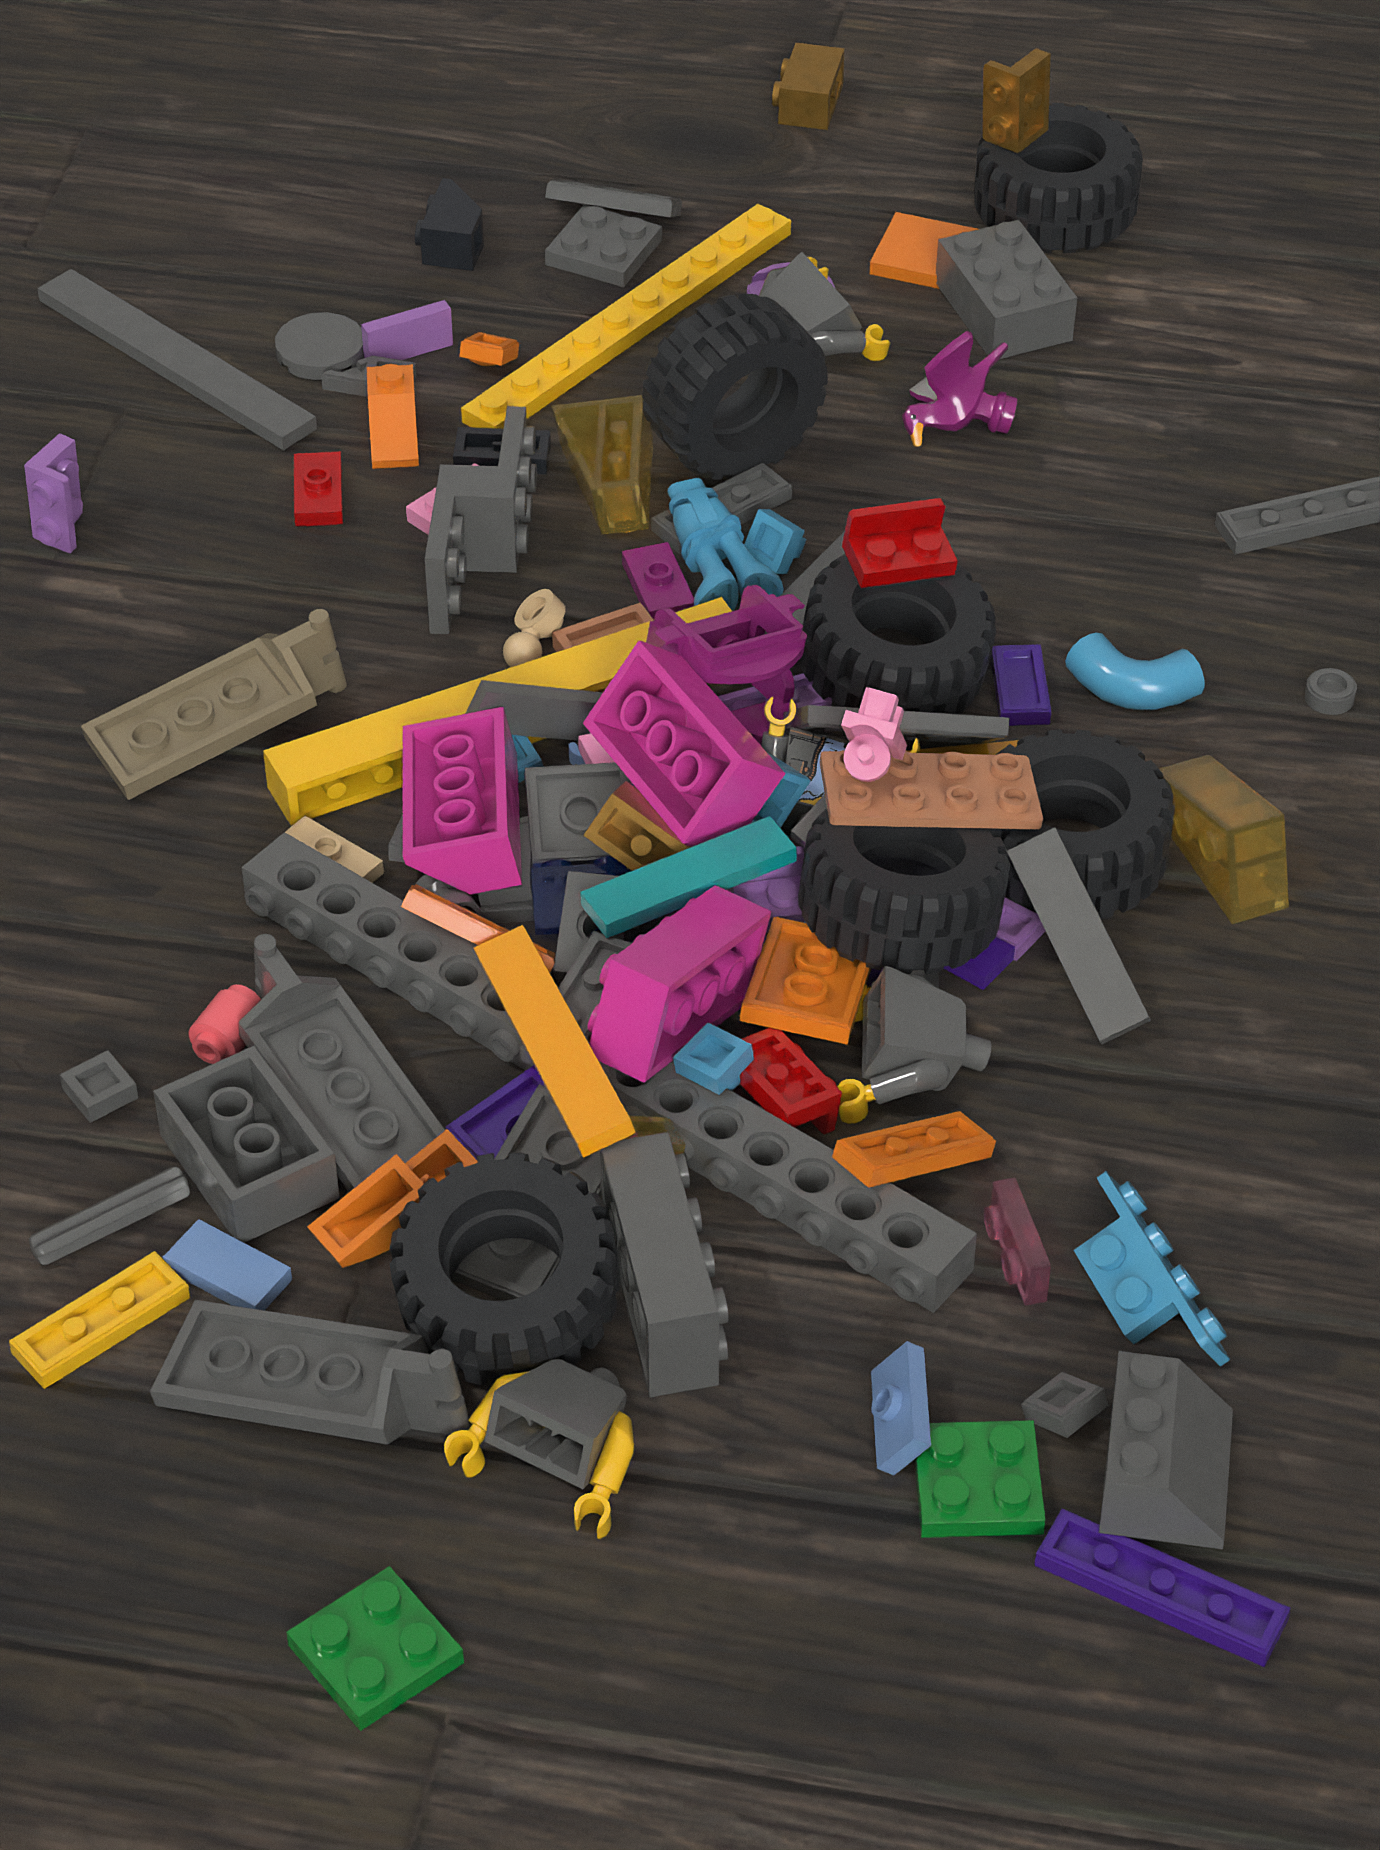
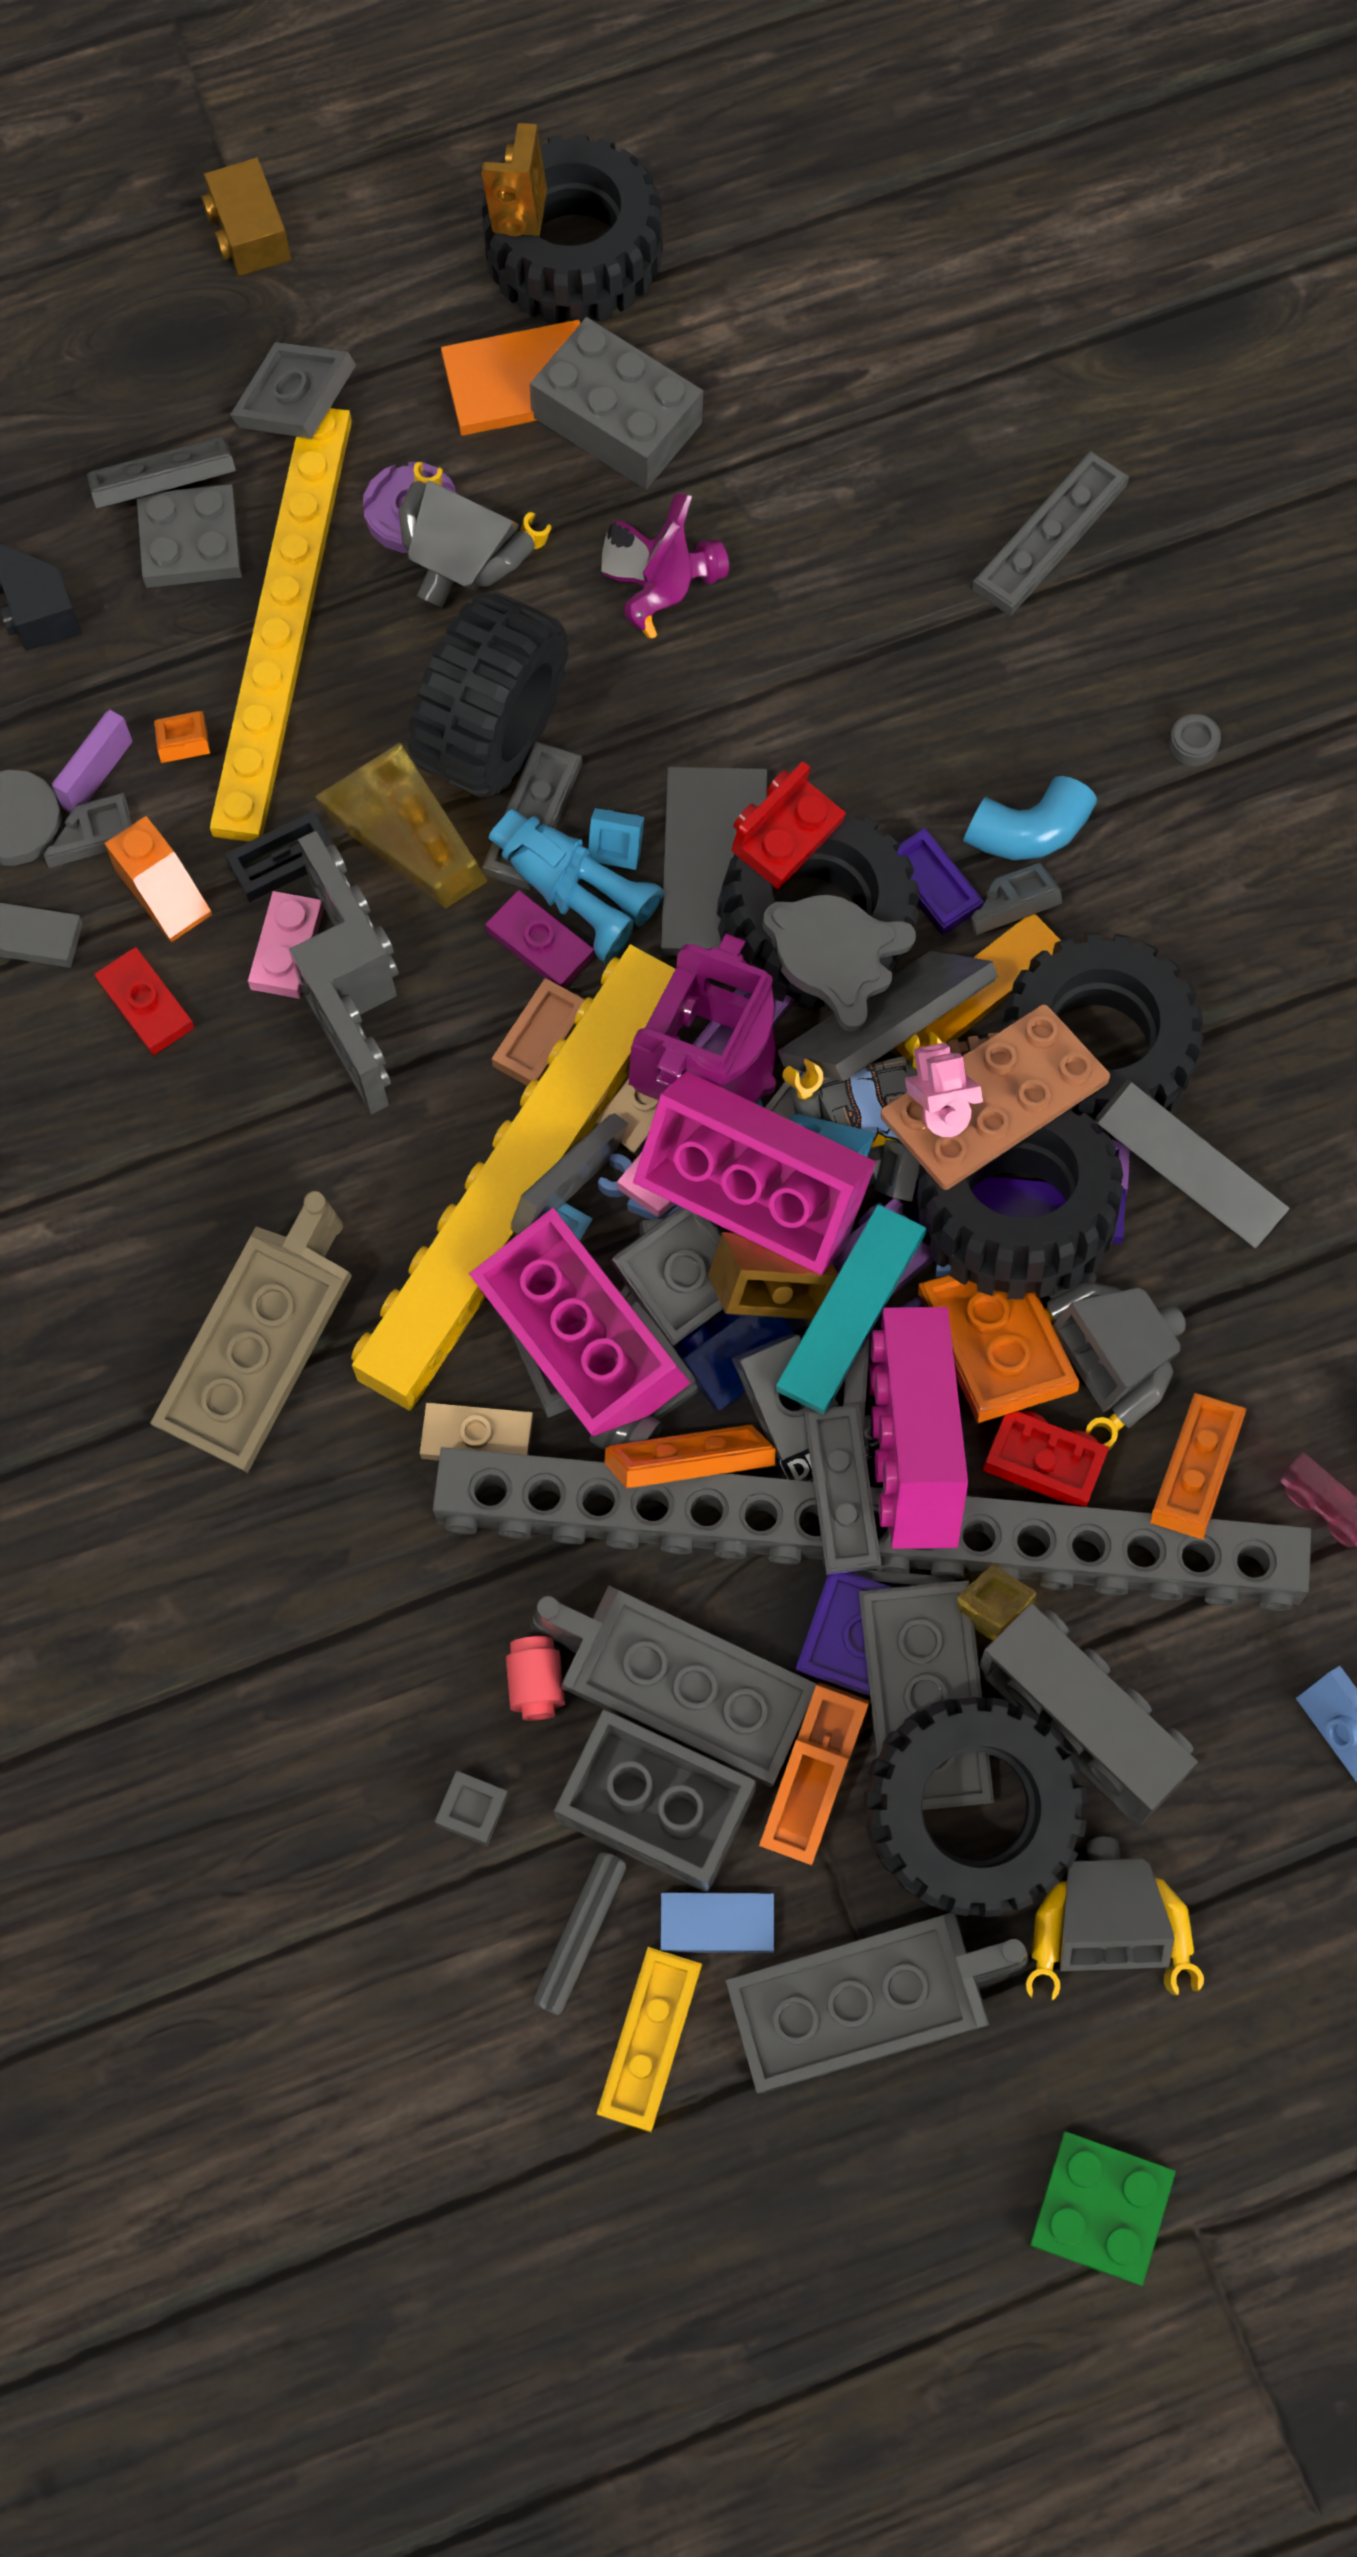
camera: 30 degrees left, 25 degrees up
(536, 619) = (476, 1091): tan plate -> none
(554, 1042) = (863, 1557): light orange tile -> none
(714, 1059) = (993, 1484): dark azure tile -> none
(756, 189) = (293, 390): none -> dark grey tile
(876, 644) = (835, 951): none -> dark grey tile
(1079, 715) = (1017, 897): none -> dark grey tile
(1229, 838) = (1233, 968): clear yellow wedge -> none

